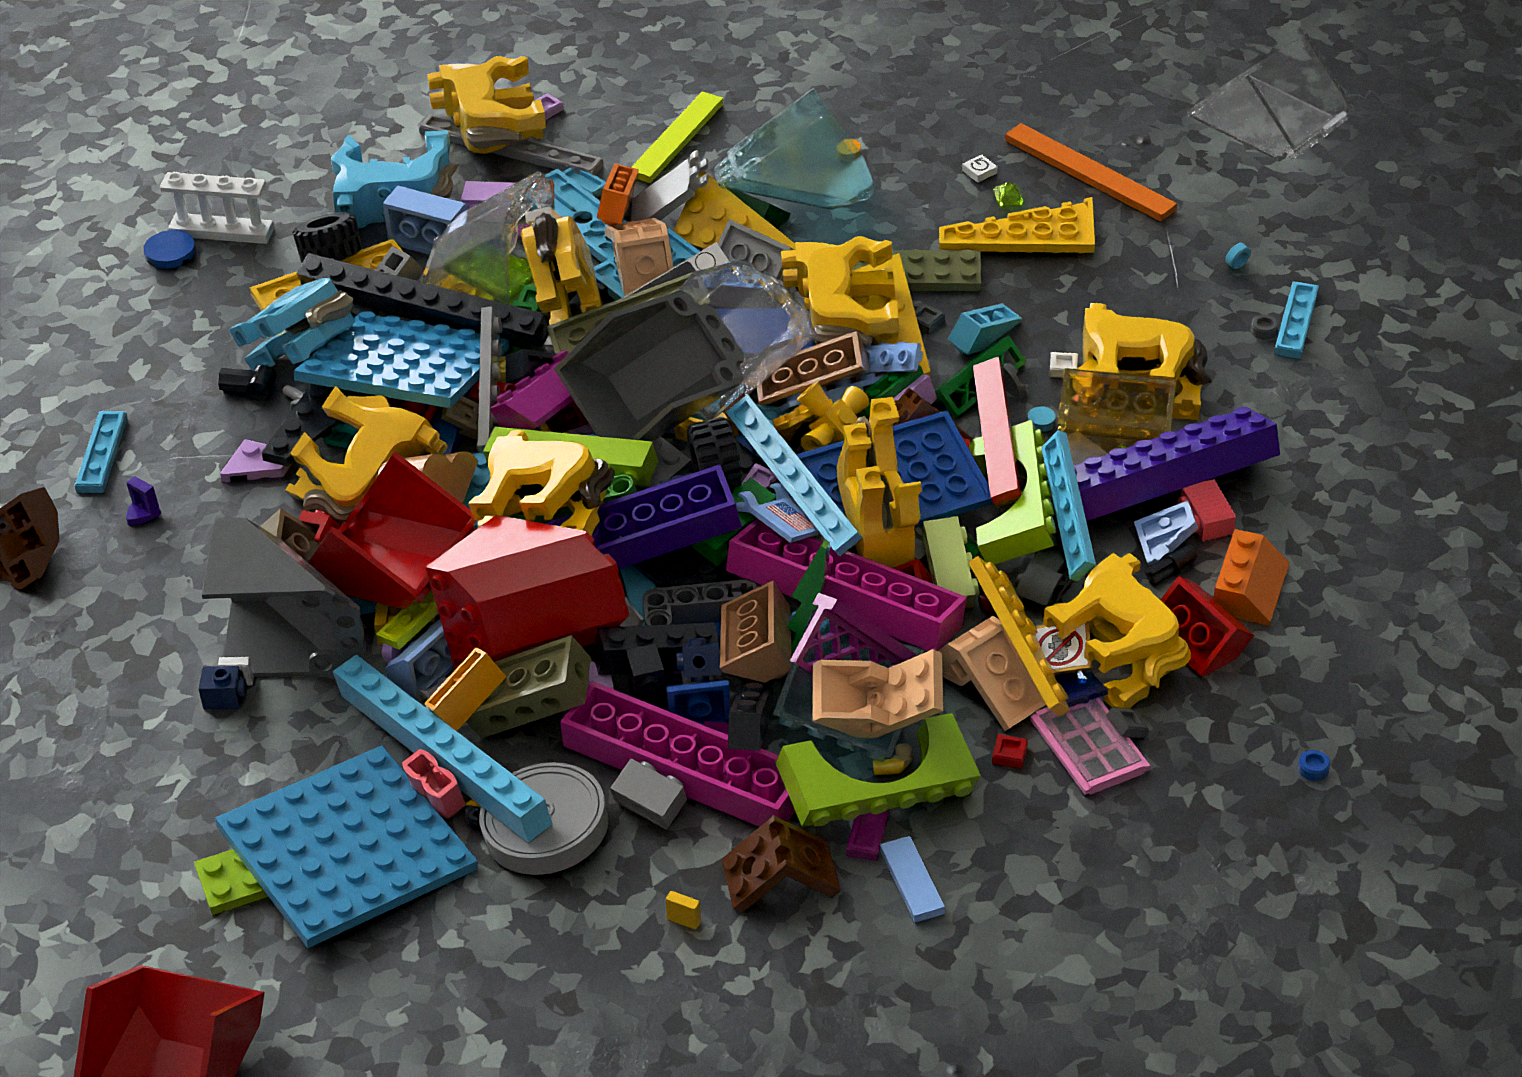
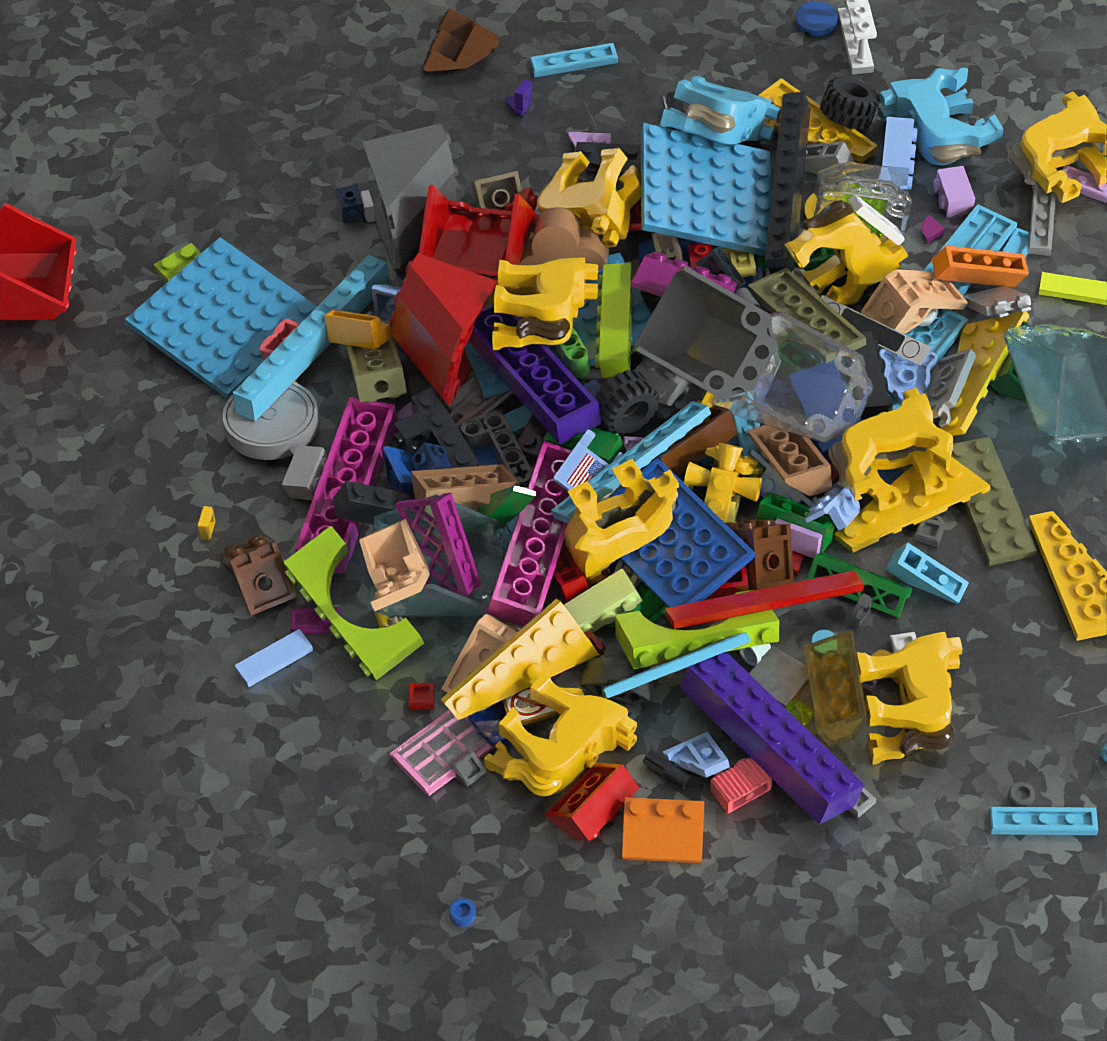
camera: 75 degrees right, 10 degrees up
(489, 373) = (709, 239): light grey plate -> none

